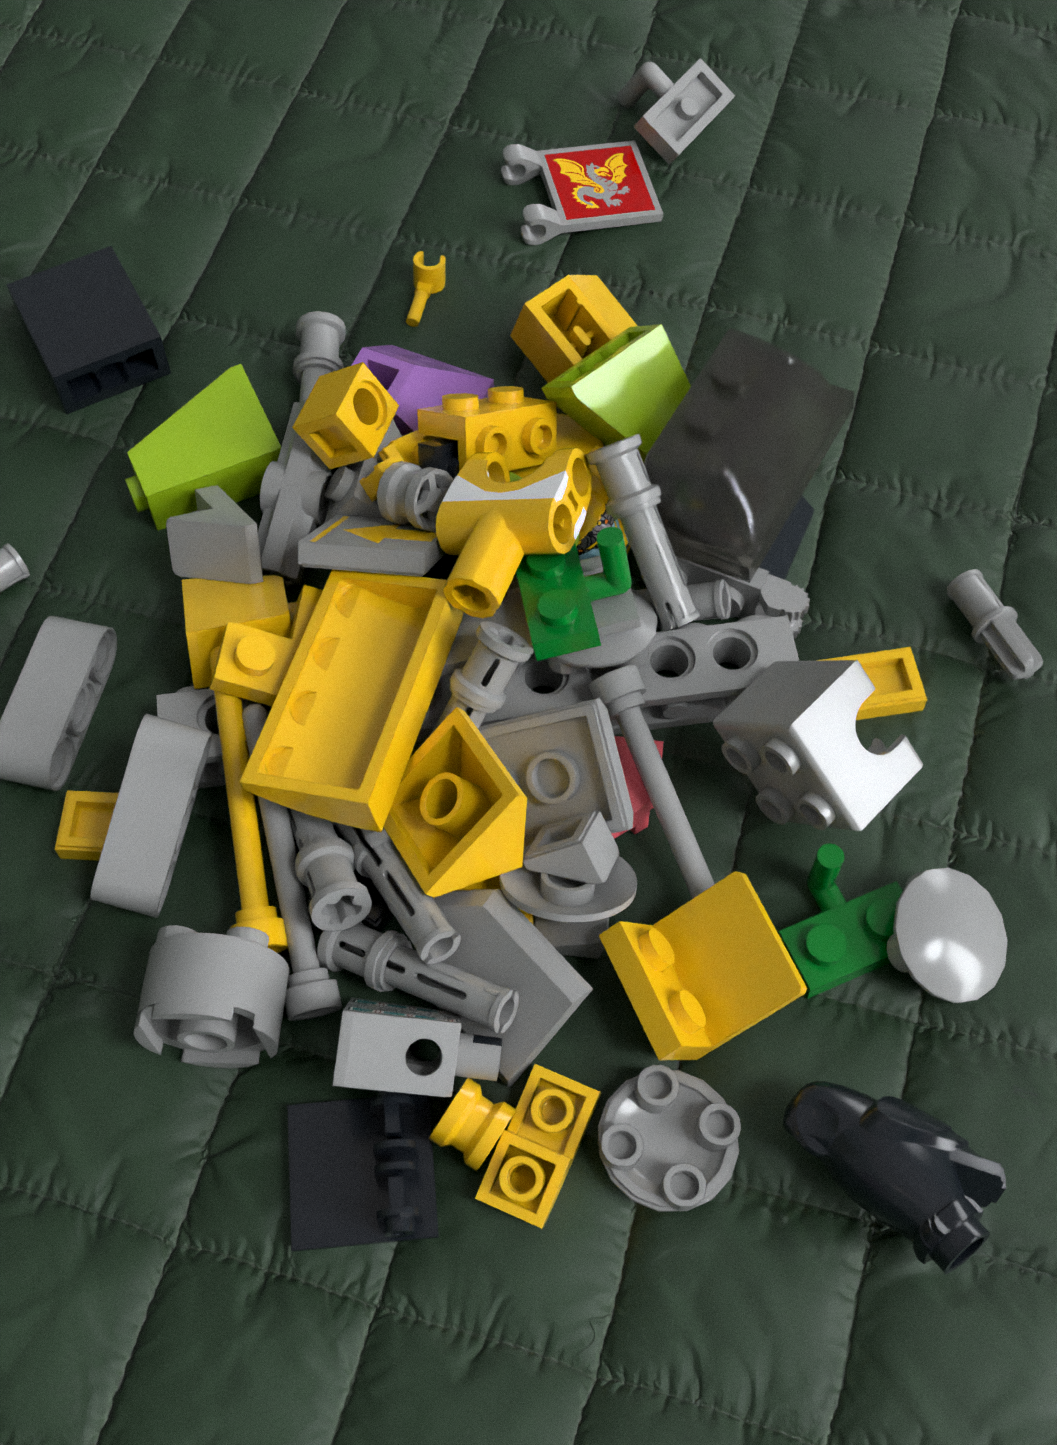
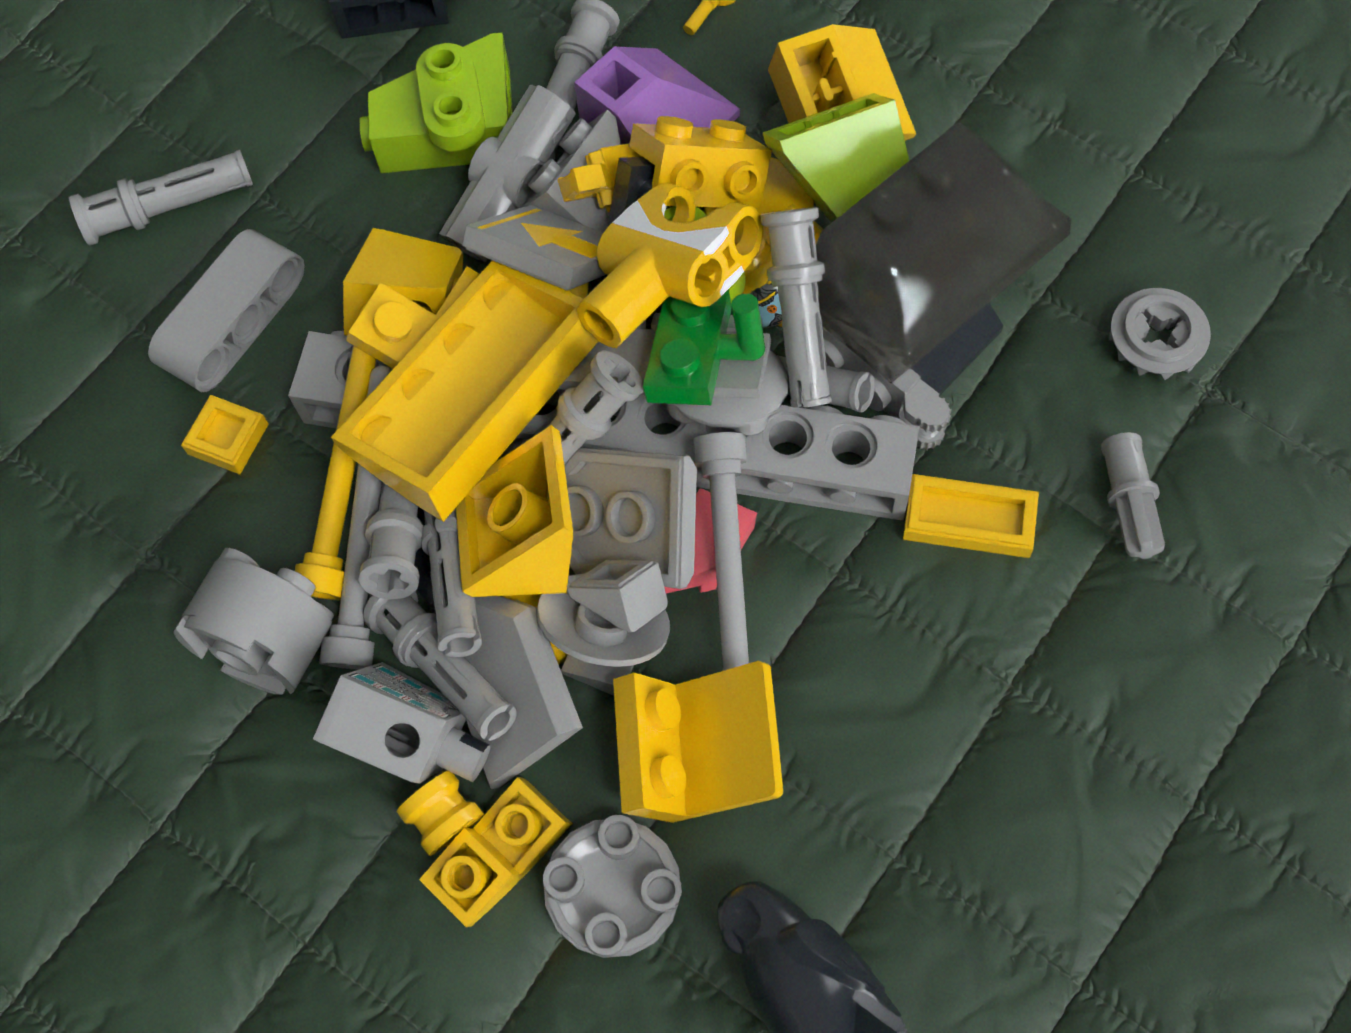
camera: 25 degrees right, 5 degrees up
(151, 815) = (263, 441): light grey beam -> none
(210, 424) = (450, 86): none -> lime plate
(215, 540) = (410, 199): light grey slope -> none
(346, 416) = (565, 112): yellow brick -> none
(361, 1172) = (331, 822): black hinge -> none
(412, 494) = (593, 204): light grey wheel -> none
(802, 746) = (873, 566): light grey piece -> none
(846, 936) = (861, 753): green plate -> none
(944, 459) = (1160, 310): none -> light grey gear
(948, 935) = (952, 787): light grey dish -> none

